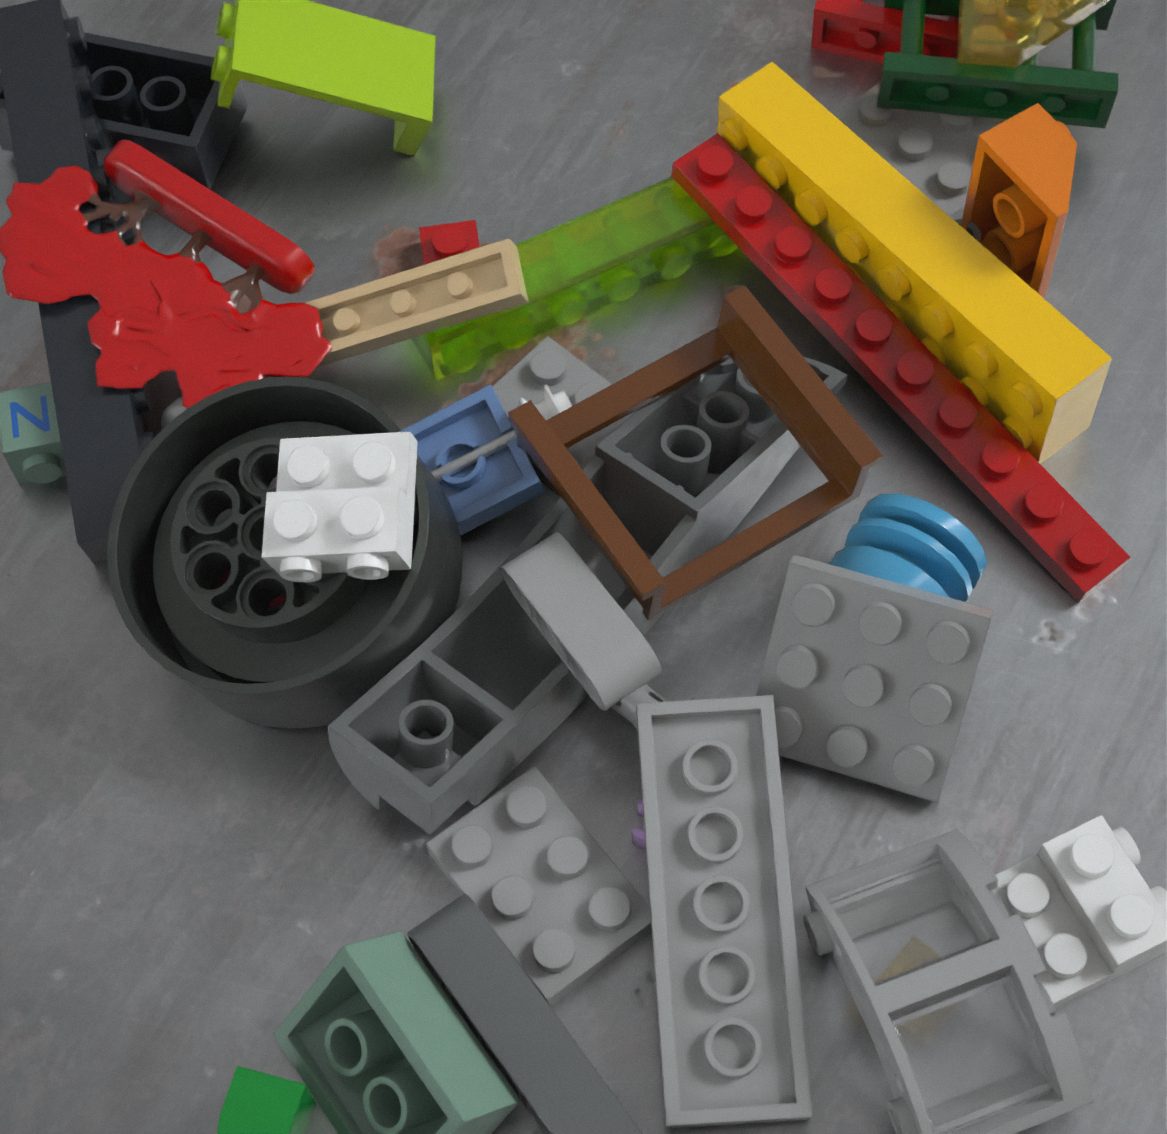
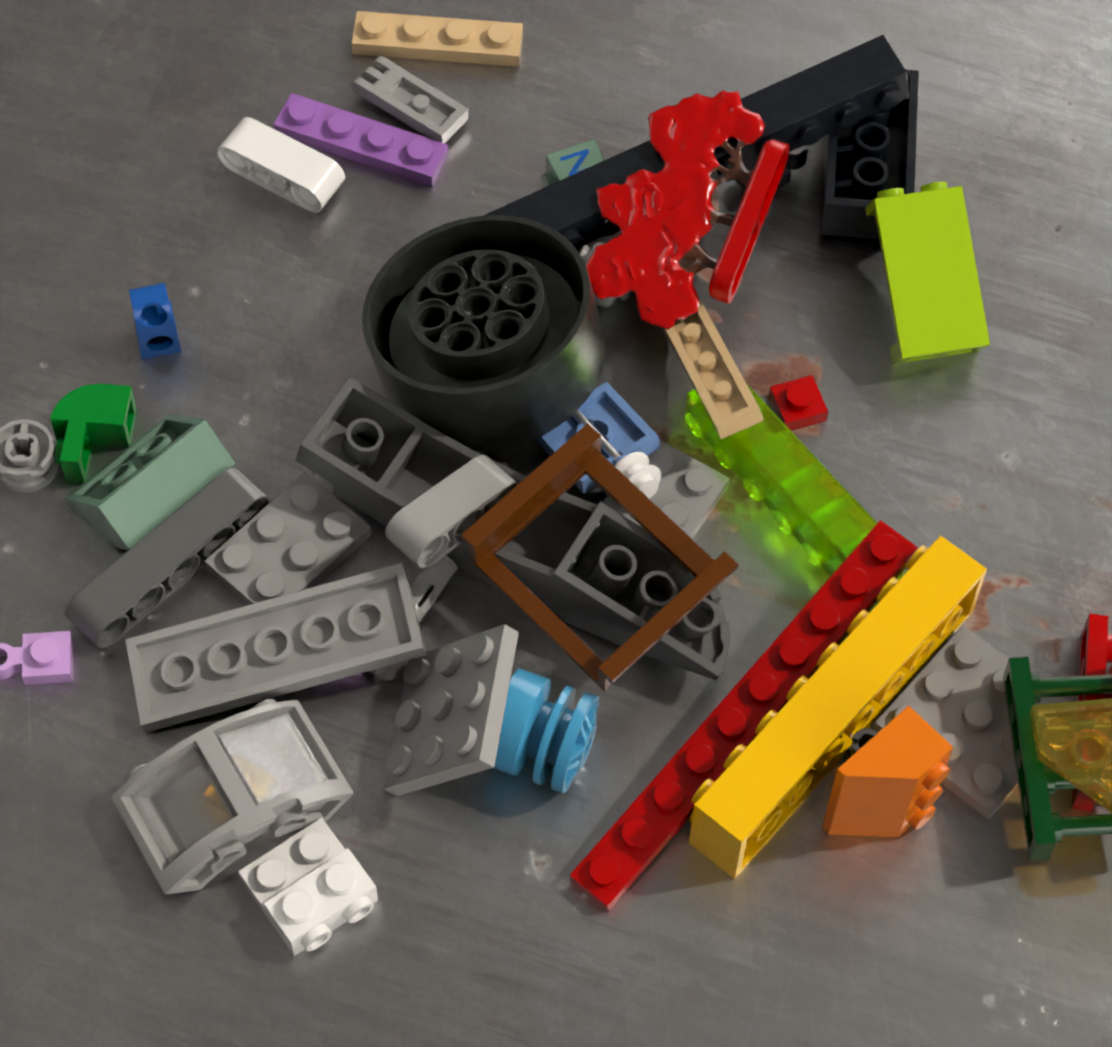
camera: 75 degrees right, 0 degrees up
(119, 1024) = (154, 318): none -> blue leg
(342, 506) = (487, 335): white plate -> none

